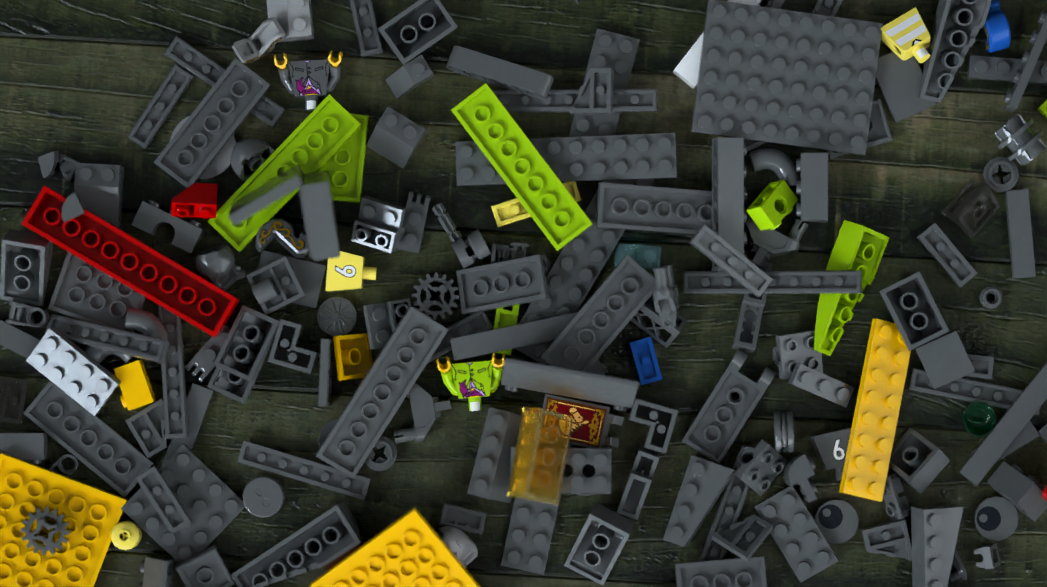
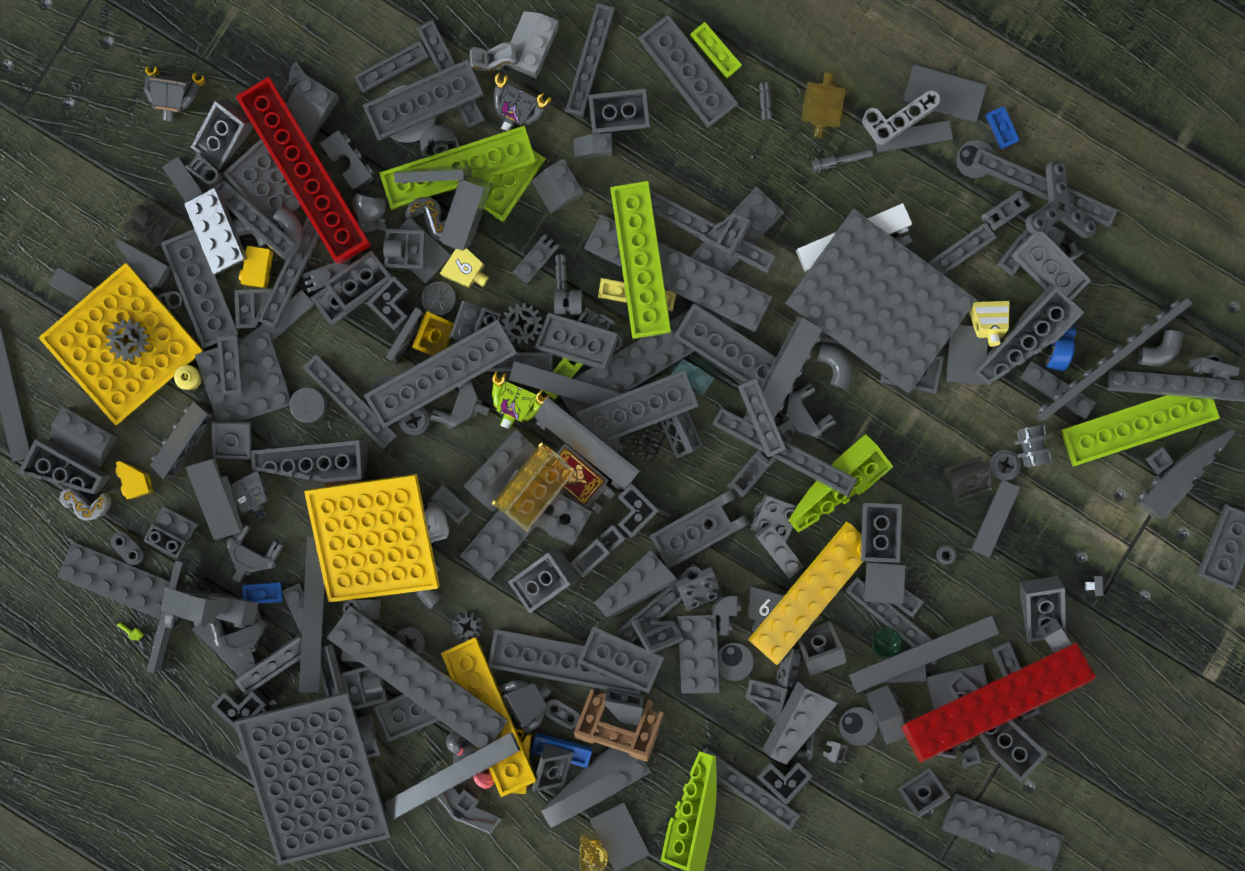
camera: 30 degrees right, 0 degrees up
(48, 163) = (282, 64): dark grey tile -> none
(72, 207) = (280, 104): dark grey tile -> none
(196, 201) = (378, 152): red slope -> none
(379, 224) = (508, 245): dark grey brick -> none
(500, 72) = (663, 179): dark grey beam -> none
(645, 360) = (655, 459): blue plate -> none
(666, 296) = (697, 417): dark grey connector -> none
(772, 205) = (816, 393): lime brick -> none
(784, 431) = (731, 571): dark grey head -> none
(813, 187) = (855, 396): dark grey slope -> none
(947, 255) = (930, 504): dark grey plate -> none

